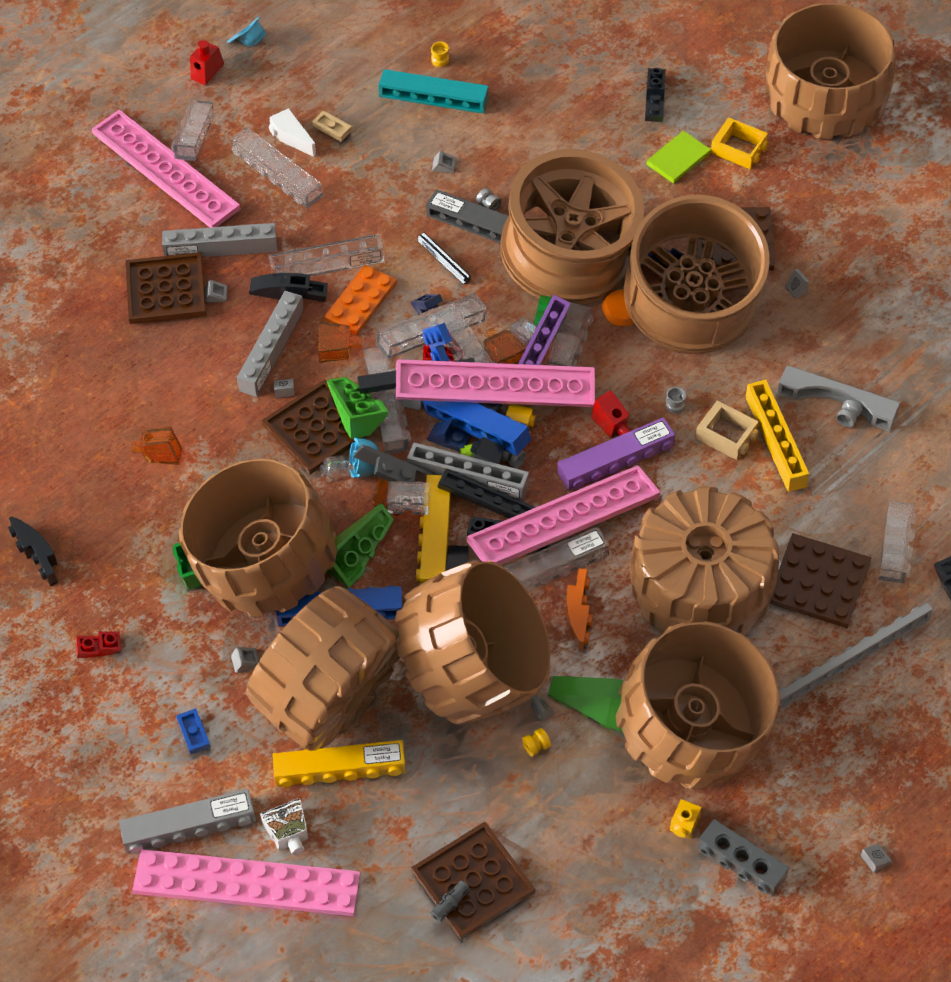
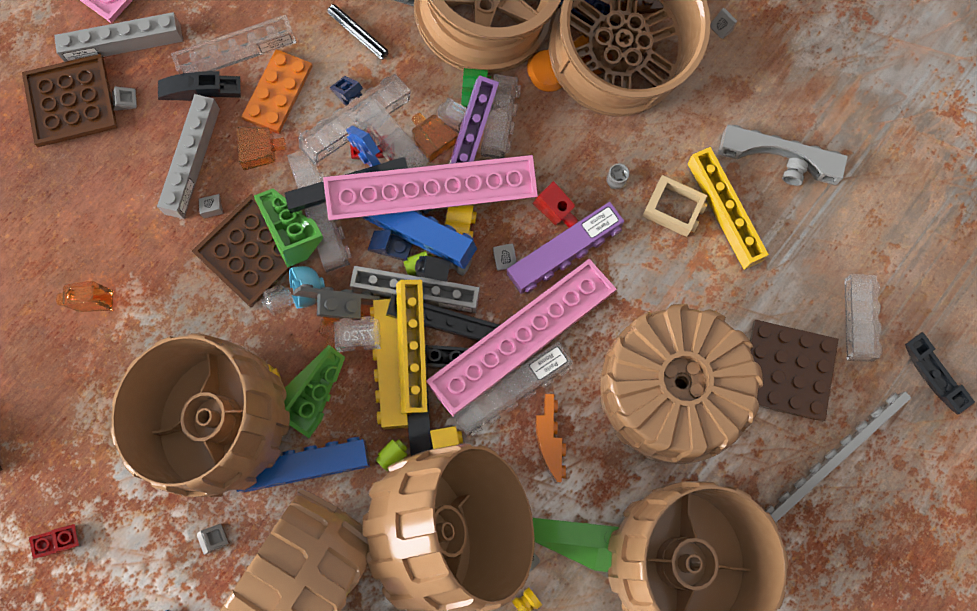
camera: 10 degrees left, 20 degrees up
(457, 508) = (411, 346): none -> yellow brick
(556, 453) = (504, 256): none -> light grey slope

